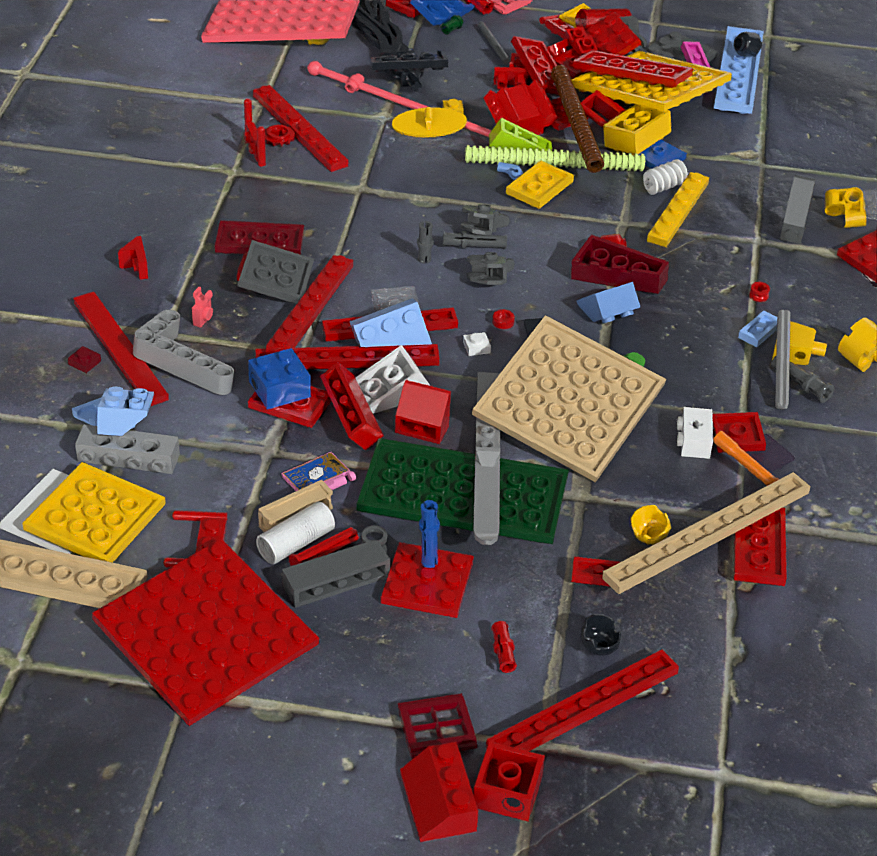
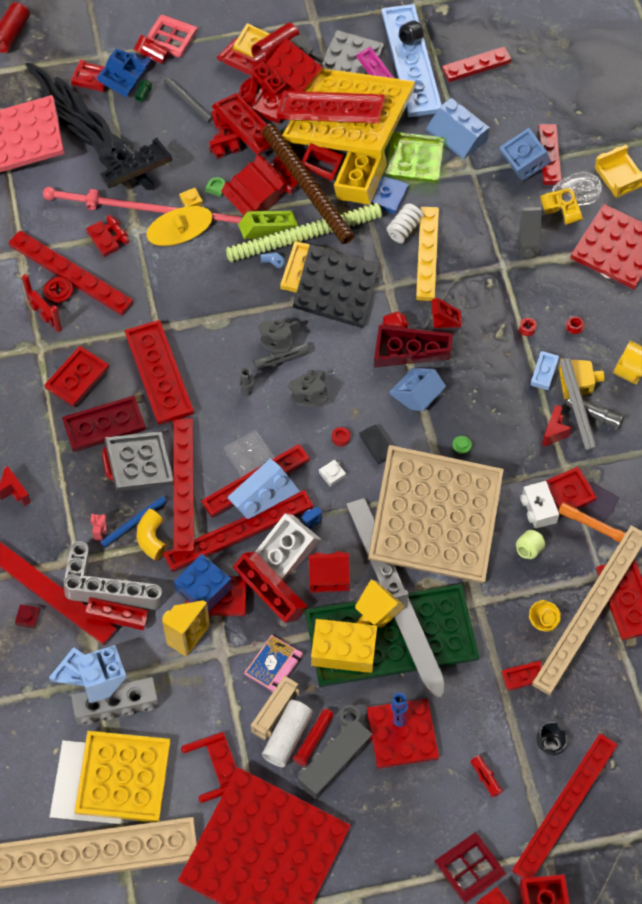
camera: 20 degrees left, 20 degrees up
(175, 380) = (116, 613): none -> red plate
(240, 401) = (185, 625): none -> yellow slope
(242, 320) = (131, 523): none -> blue bar
(249, 329) = (147, 535): none -> yellow cylinder
(255, 198) = (76, 376): none -> red plate
(340, 217) = (159, 372): none -> red plate
(351, 113) = (103, 239): none -> red plate
(402, 472) = (343, 645): none -> yellow brick
(433, 368) = (312, 517): none -> blue plate
(458, 449) = (377, 605): none -> yellow torso
(481, 107) = (215, 186): none -> bright green tile
(564, 203) = (335, 286): none -> black plate
(667, 461) = (530, 544): none -> yellowish green head
(673, 253) = (445, 315): none -> red slope
(704, 136) = (415, 157): none -> clear neon green plate
(747, 376) = (555, 430): none -> red slope
(763, 126) = (459, 127): none -> medium blue slope
(803, 89) = (476, 64): none -> plate
(814, 303) = (577, 322): none -> red plate
(824, 157) = (525, 154): none -> medium blue piece
(855, 168) = (548, 138): none -> plate

